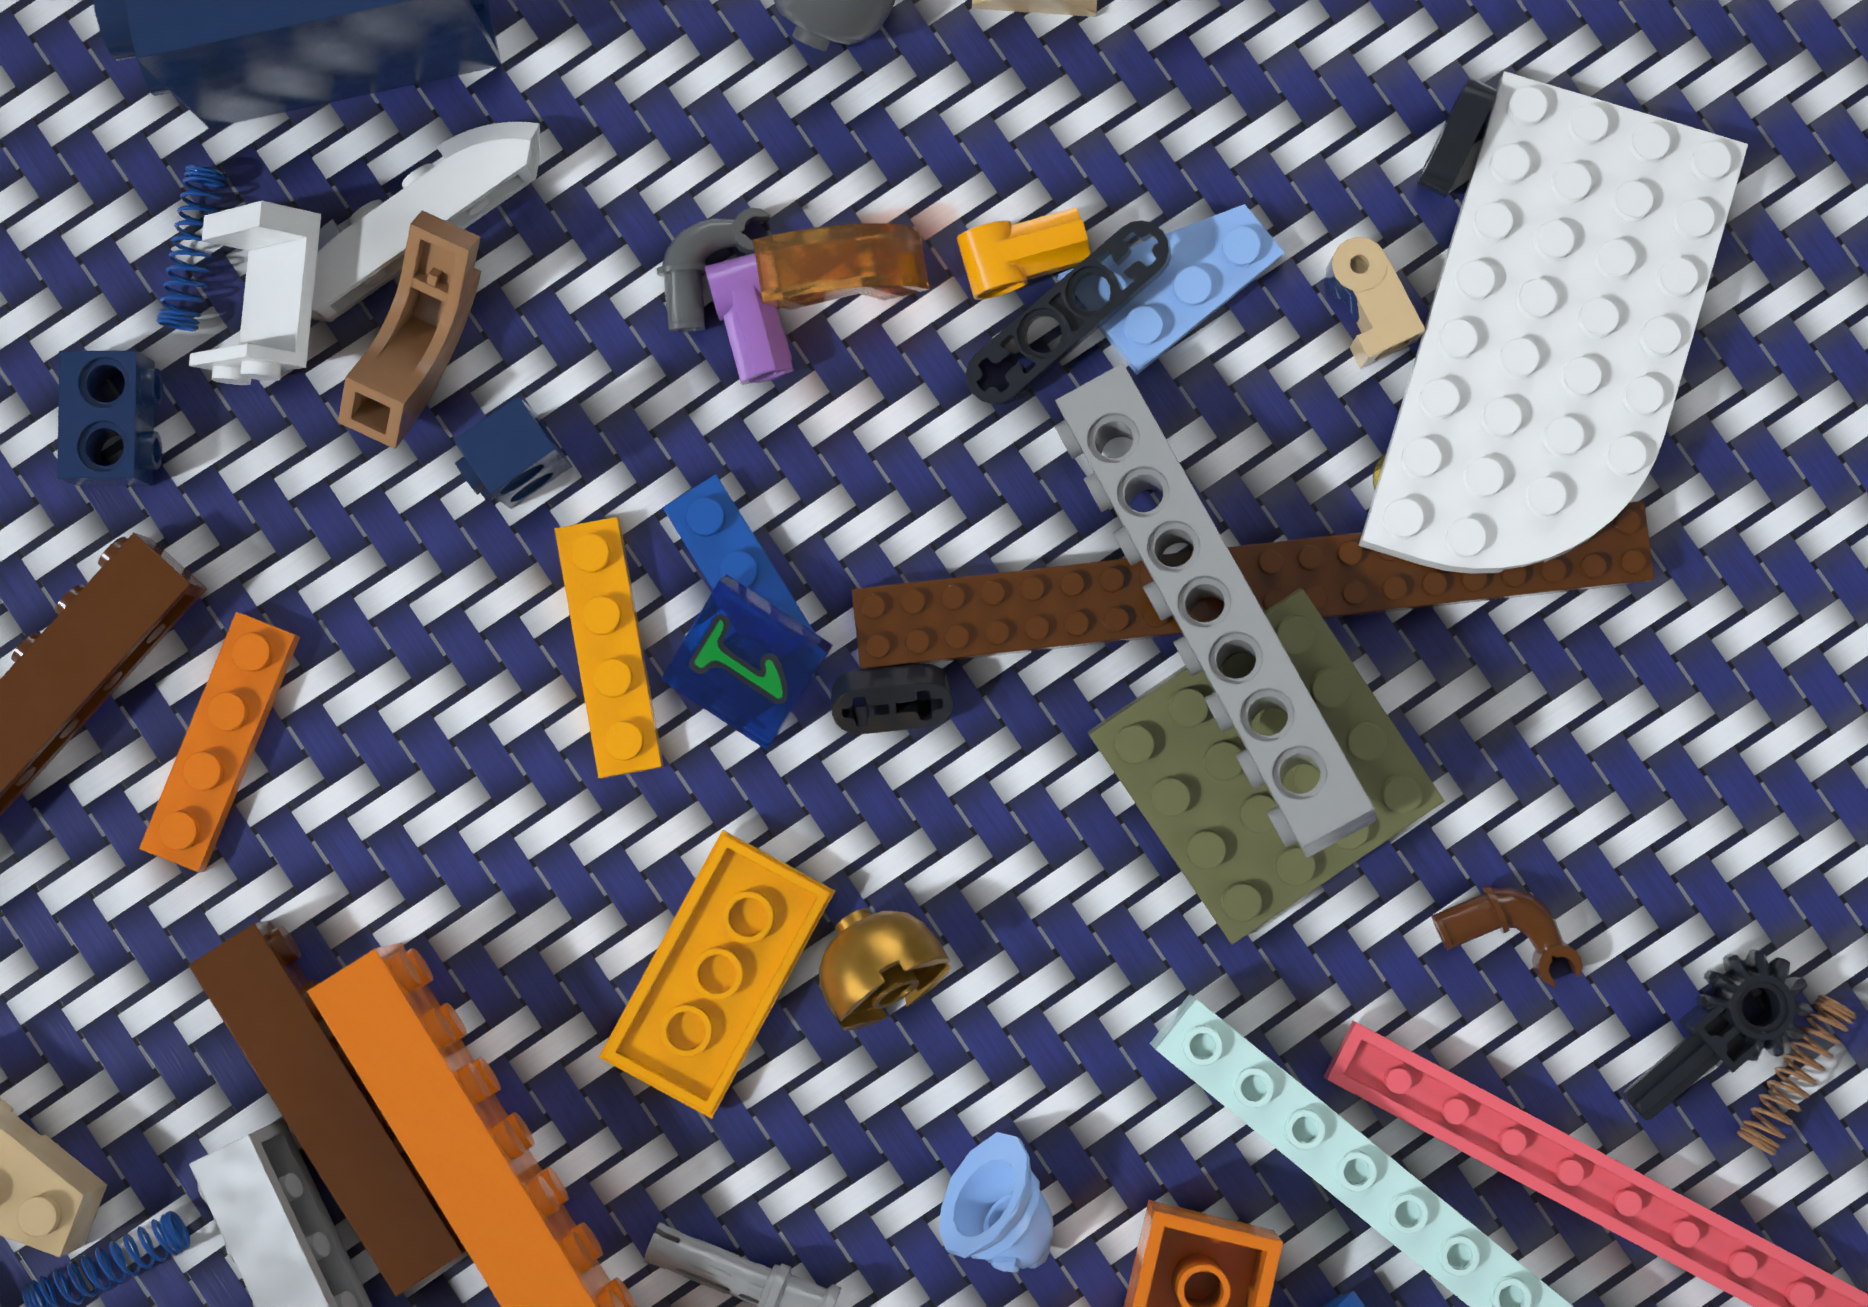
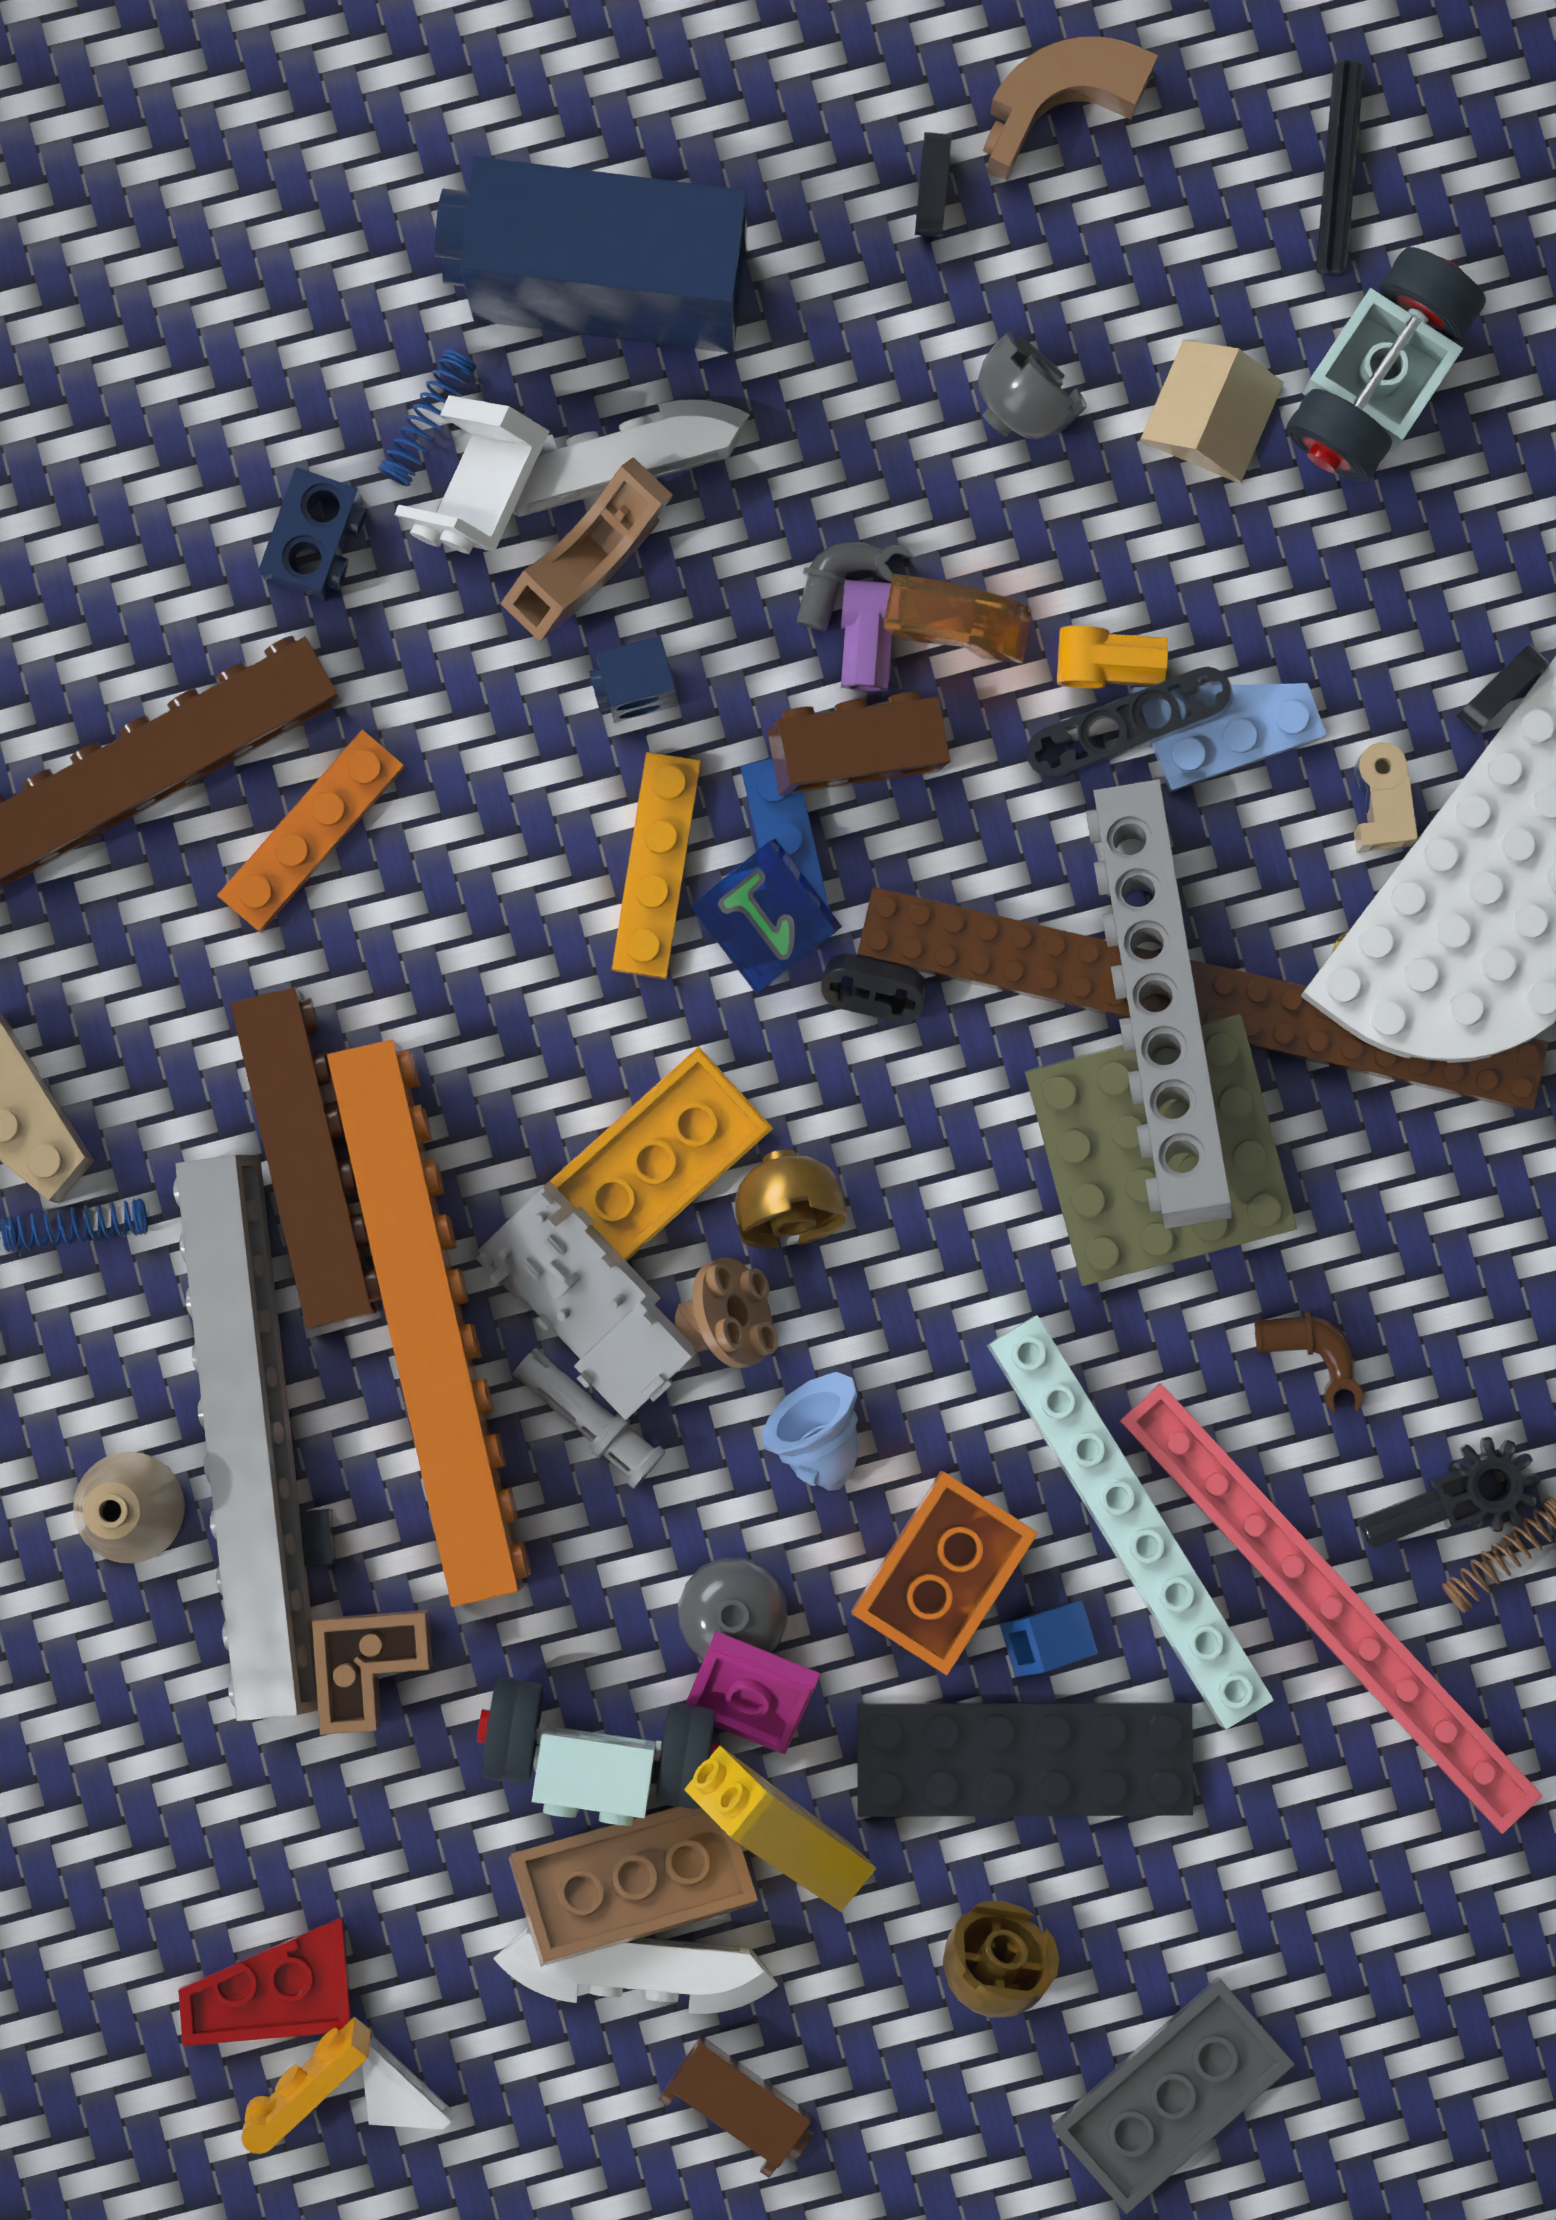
camera: 15 degrees right, 0 degrees up
(698, 1150) = (588, 1299): none -> light grey piece
(780, 438) = (858, 743): none -> reddish brown brick
(858, 1114) = (729, 1314): none -> medium nougat plate

